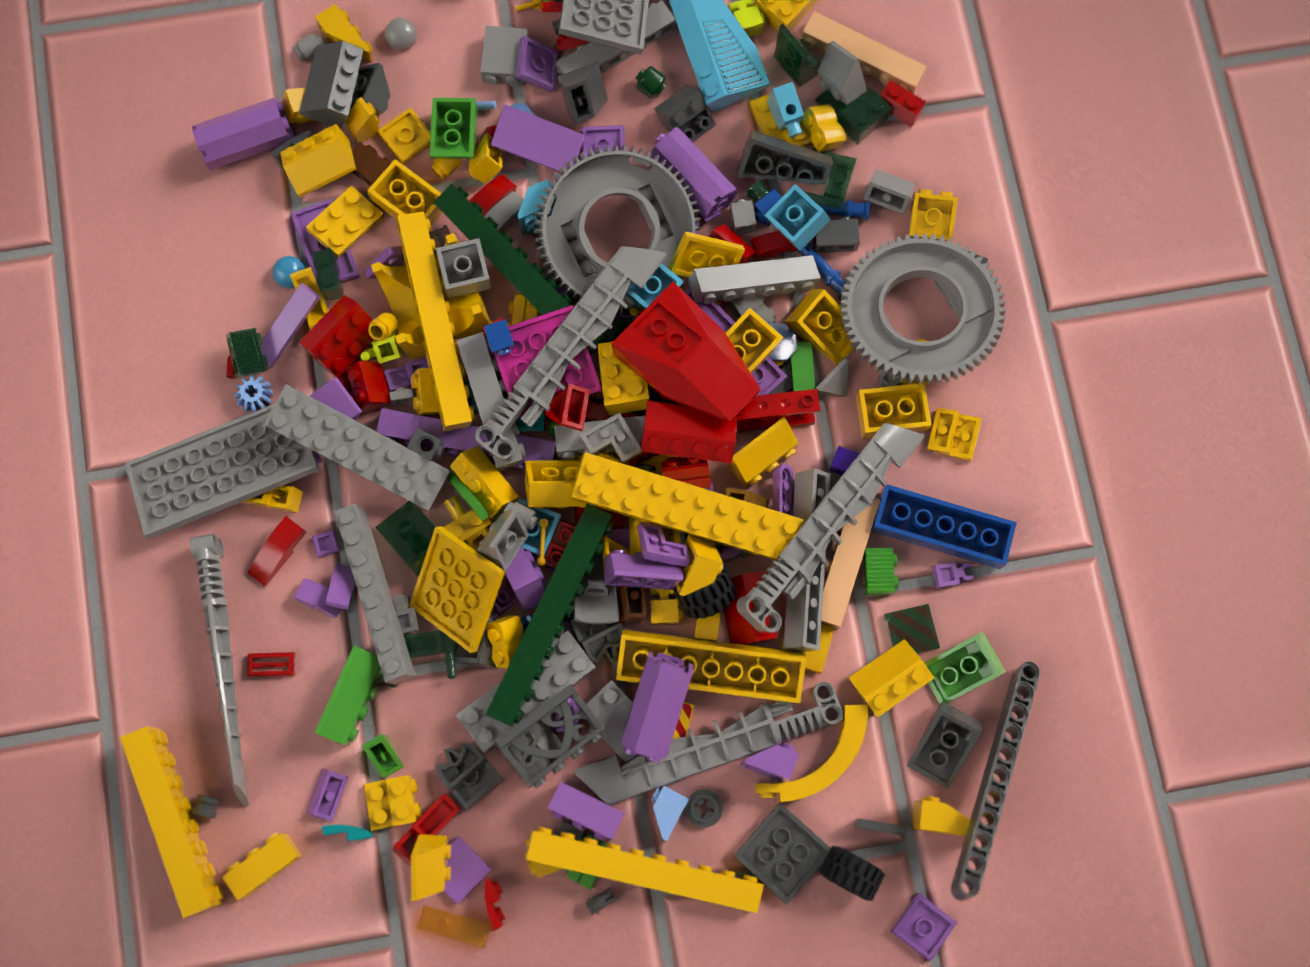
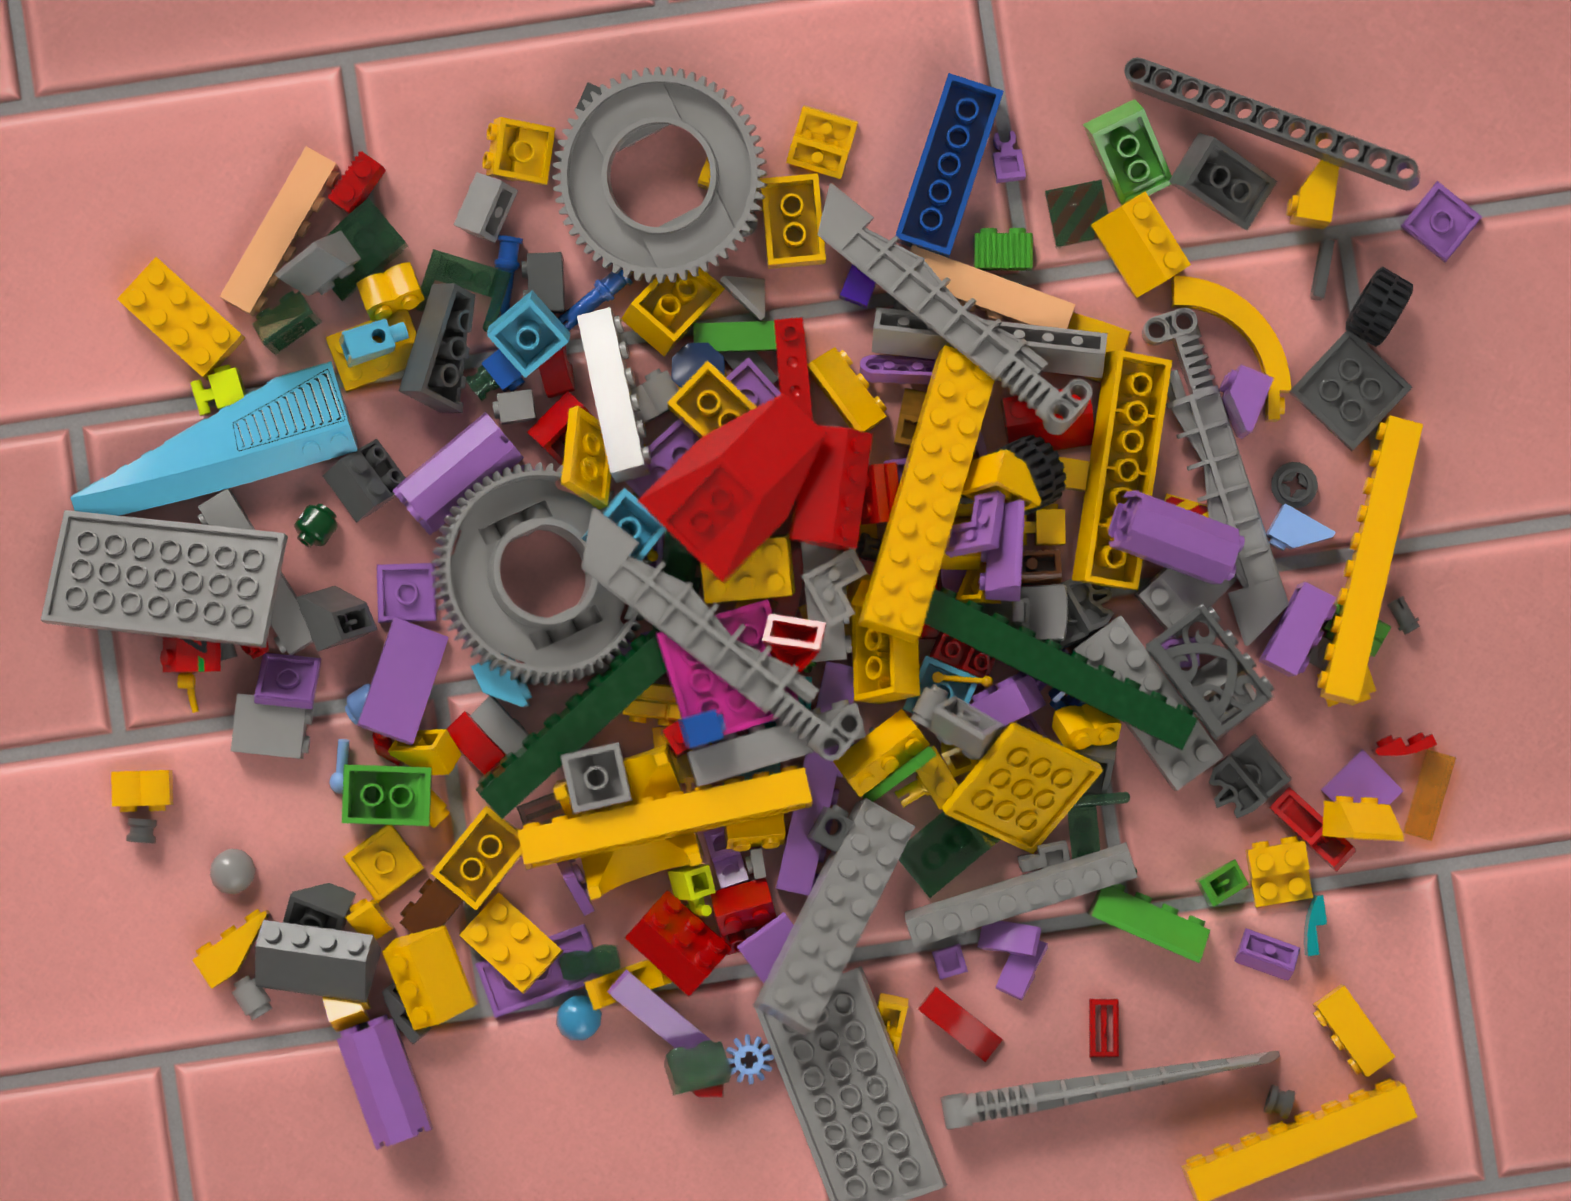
camera: 90 degrees left, 10 degrees up
(383, 326) = (669, 886): yellow brick -> none

